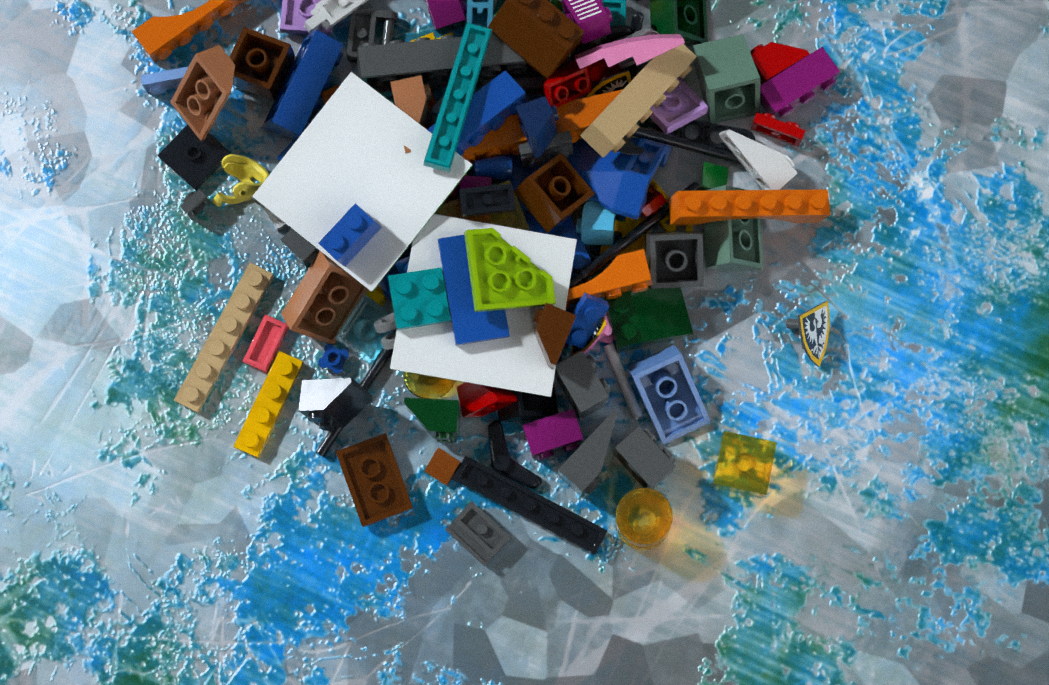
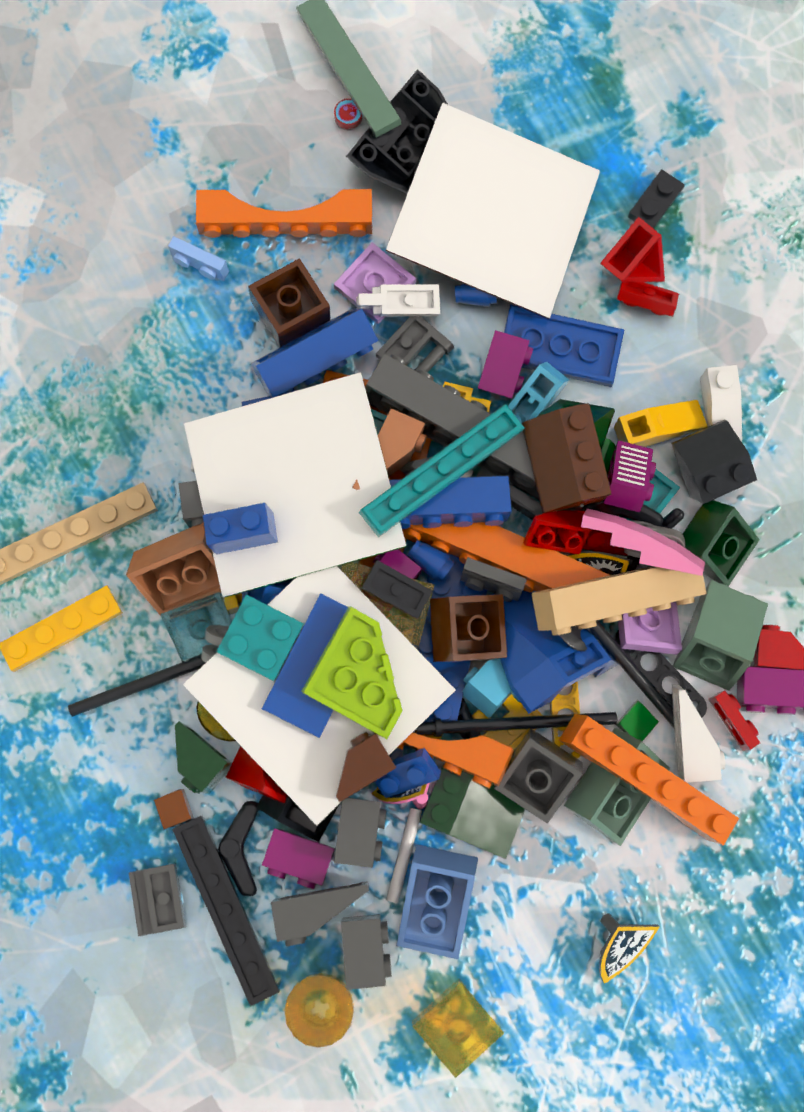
camera: 30 degrees right, 0 degrees up
(193, 158) = (169, 345): black plate -> none
(195, 203) = (134, 390): dark grey plate -> none
(204, 89) = (218, 290): nougat slope -> none
(244, 170) = (204, 392): light yellow helmet -> none
(266, 343) = (100, 569): coral tile -> none
(332, 401) = (111, 672): black slope -> none
(337, 365) = (147, 638): blue plate -> none
(374, 480) = (100, 774): reddish brown plate -> none
(538, 123) = (501, 551): dark blue slope -> none
(653, 203) = (560, 705): red plate -> none

